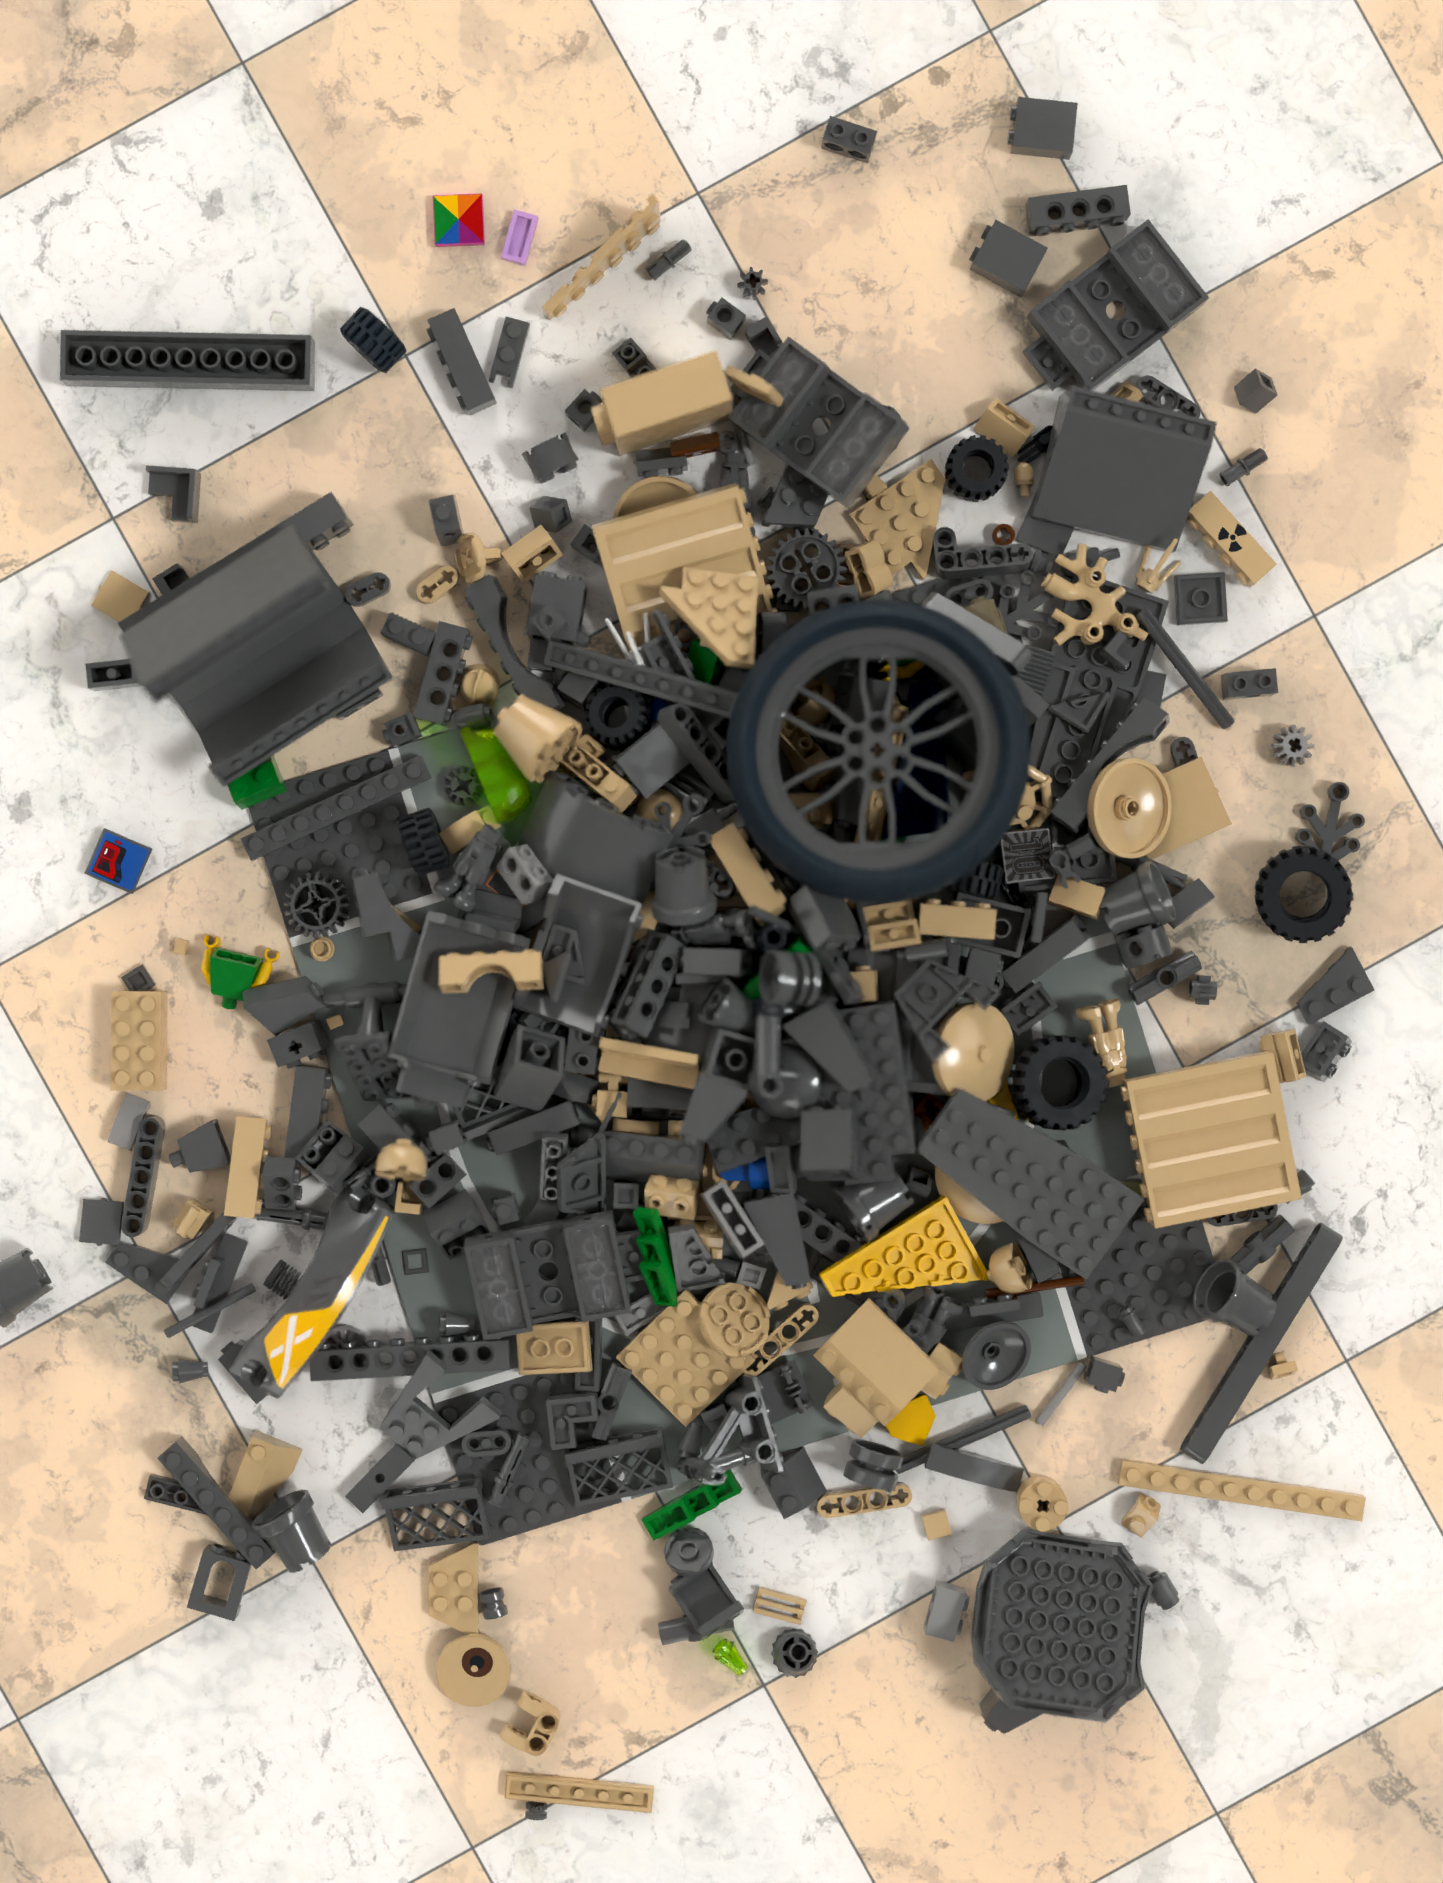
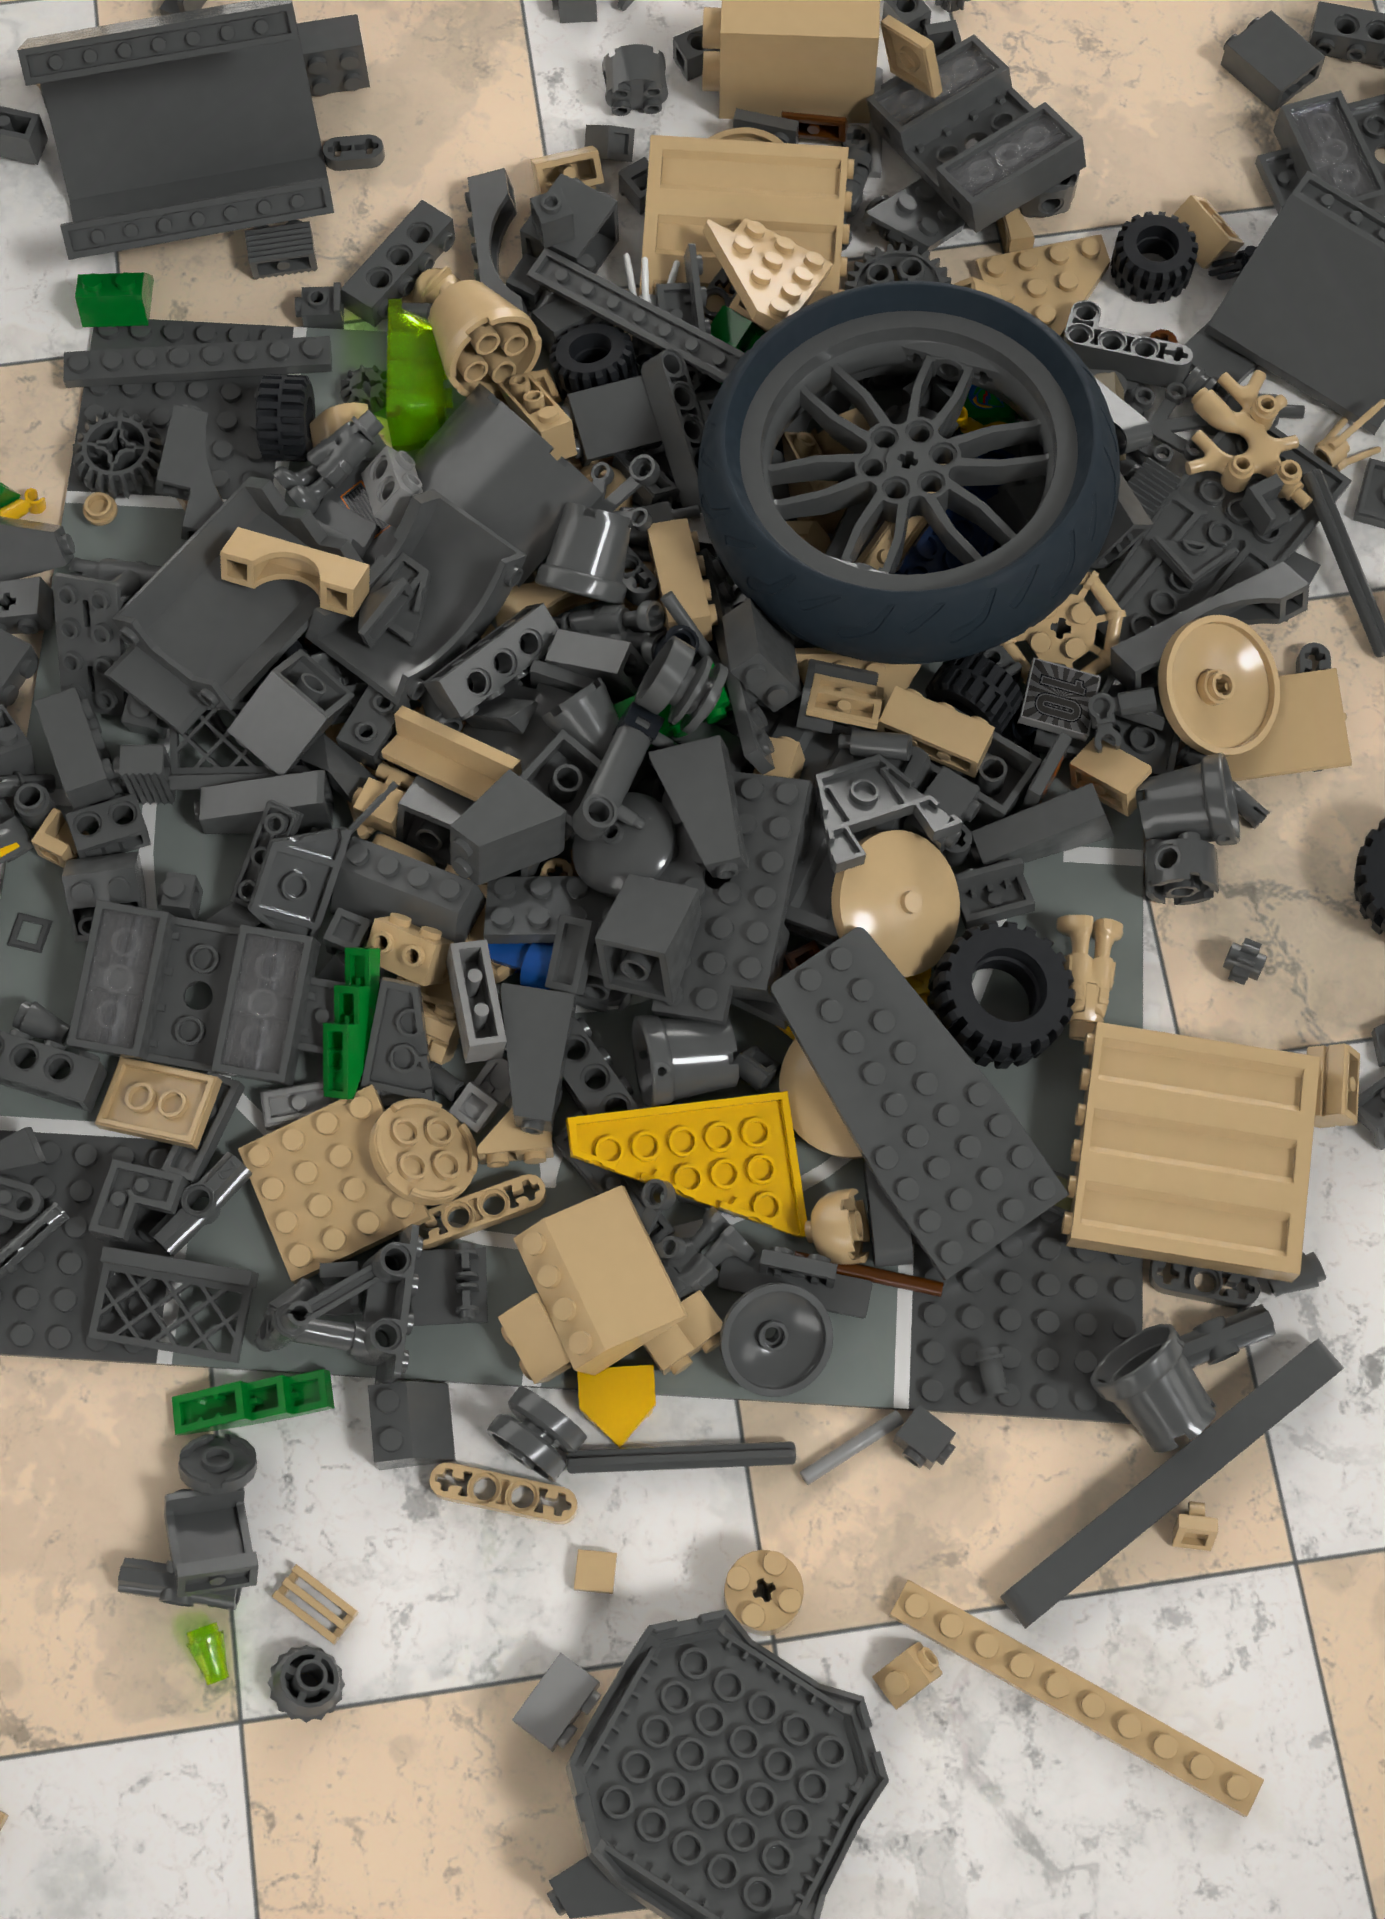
camera: 25 degrees right, 20 degrees down
(402, 1161) = (65, 755): tan cylinder -> none
(408, 634) = (376, 203): dark grey brick -> none
(441, 589) = (439, 174): tan beam -> none
(446, 519) = (481, 91): dark grey torso -> none
(472, 557) = (499, 151): tan tile -> none
(974, 1468) = (683, 1502): dark grey slope -> none
(1024, 478) = (1210, 292): tan cylinder -> none
(1164, 1591) = (901, 1804): dark grey brick -> none
(1177, 970) = (1175, 928): dark grey piece -> none
(1189, 901) = (1257, 844): dark grey slope -> none

